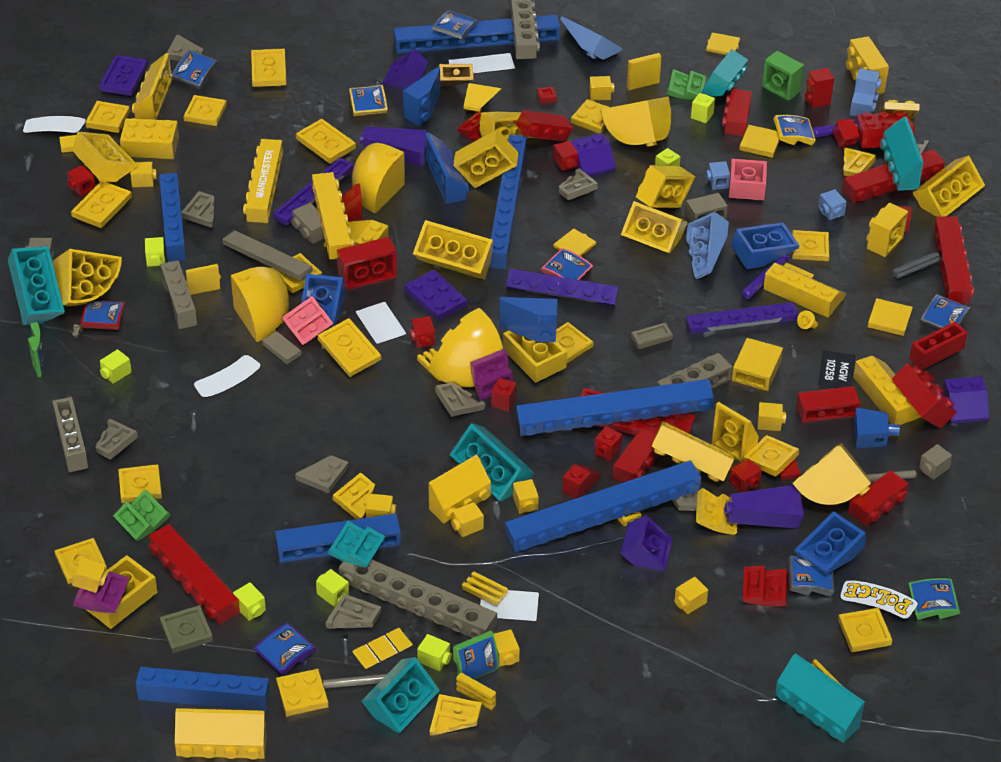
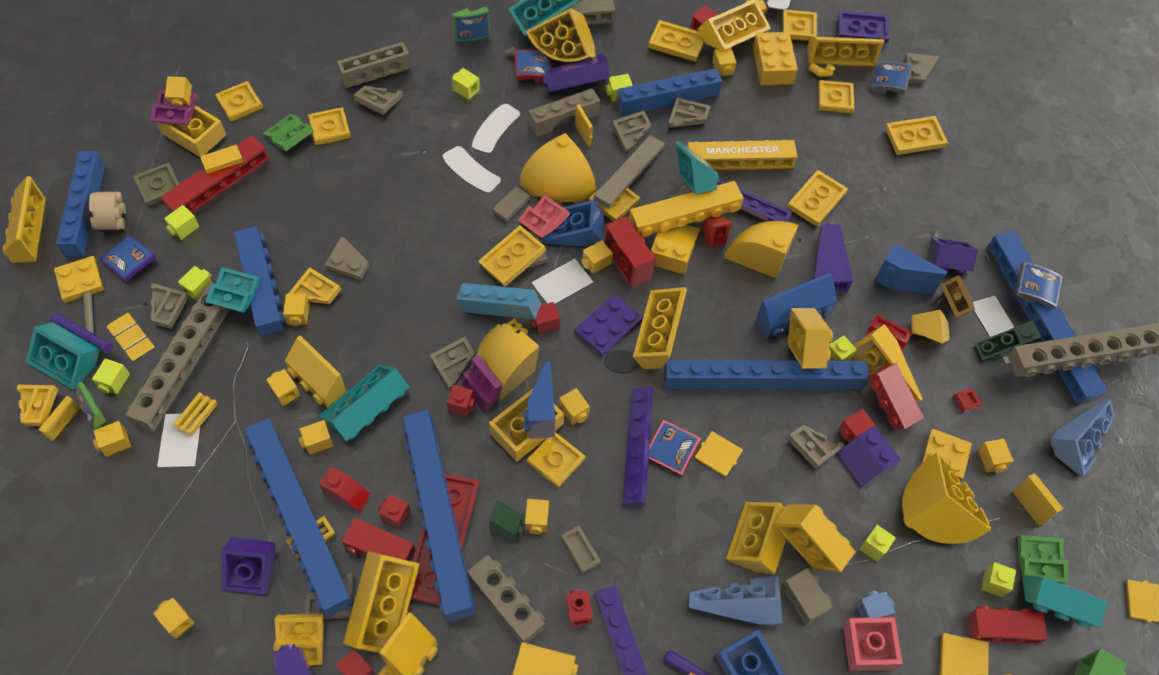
camera: 80 degrees right, 15 degrees up
(133, 274) = (577, 73): none -> dark purple slope
(172, 112) = (822, 72): none -> yellow arm
(176, 355) = (494, 127): none -> white sticker
(180, 556) = (221, 159): none -> yellow tile
(210, 251) = (631, 129): none -> dark tan wing
(224, 655) = (107, 210): none -> tan brick
(294, 198) = (695, 170): none -> teal slope
(356, 700) = (64, 322): none -> dark purple piece
(362, 290) = (597, 257): none -> yellow brick
(368, 100) = (895, 226): slope -> none
(405, 354) = (498, 301): none -> dark azure brick
(500, 56) = (1003, 343): none -> dark green slope
(621, 355) = (536, 516): none -> yellow brick
(626, 373) = (505, 522): none -> dark green slope
(704, 338) = (578, 608): none -> red brick

